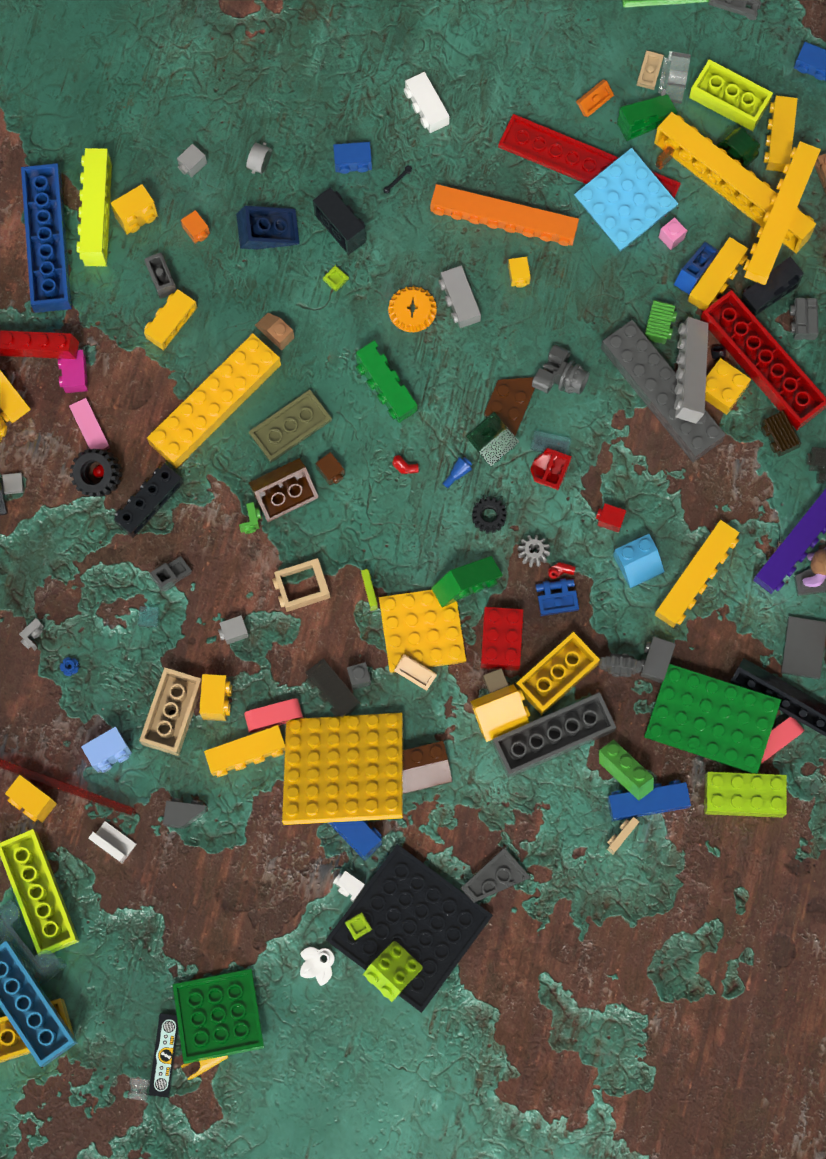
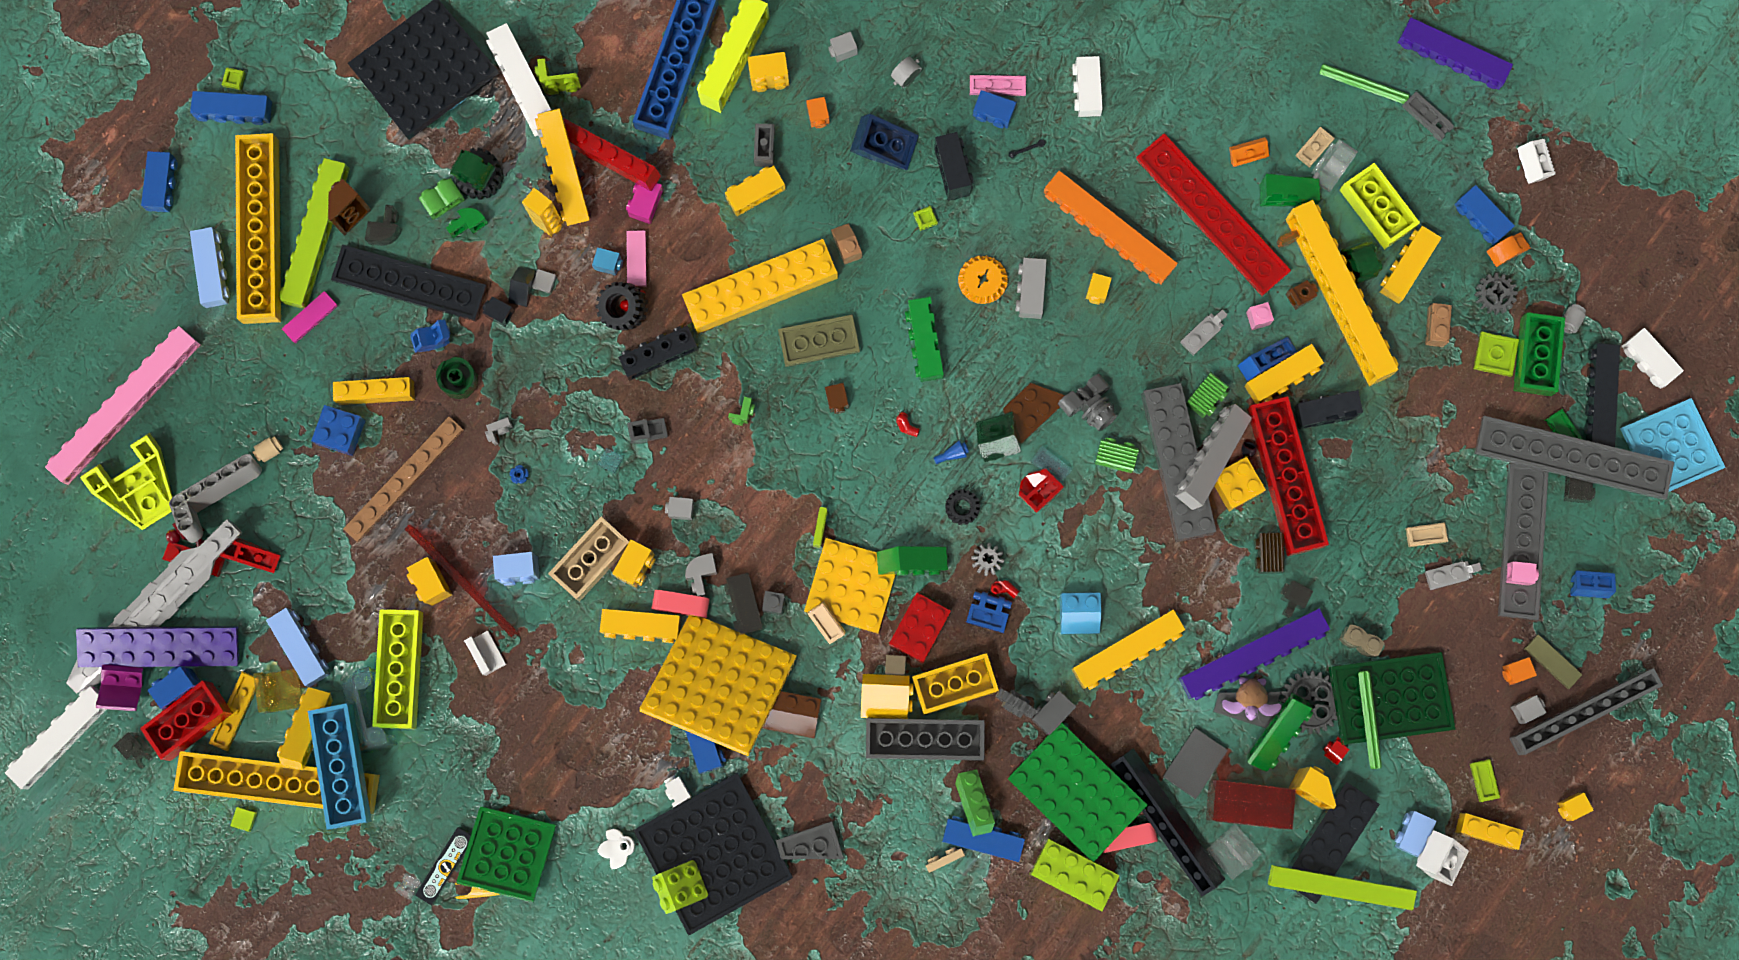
camera: 25 degrees right, 5 degrees up
(64, 440) = (607, 261): none -> dark azure brick
(182, 814) = (558, 657): dark grey slope -> none
(276, 675) = (697, 569): none -> light grey brick
(283, 490) = (785, 398): reddish brown slope -> none
(307, 600) = (780, 496): tan window -> none
(348, 134) = (998, 85): none -> bright pink tile
(358, 926) = (667, 832): lime tile -> none
(605, 409) = (1116, 455): none -> bright green brick
(610, 517) = (1073, 560): red brick -> none
(626, 199) = (1231, 264): medium azure plate -> none
(630, 270) = (1203, 332): none -> light grey hinge
(697, 204) = (1296, 297): none -> reddish brown brick
(782, 213) = (1370, 345): yellow brick -> none
(804, 318) = (1346, 453): dark grey brick -> none

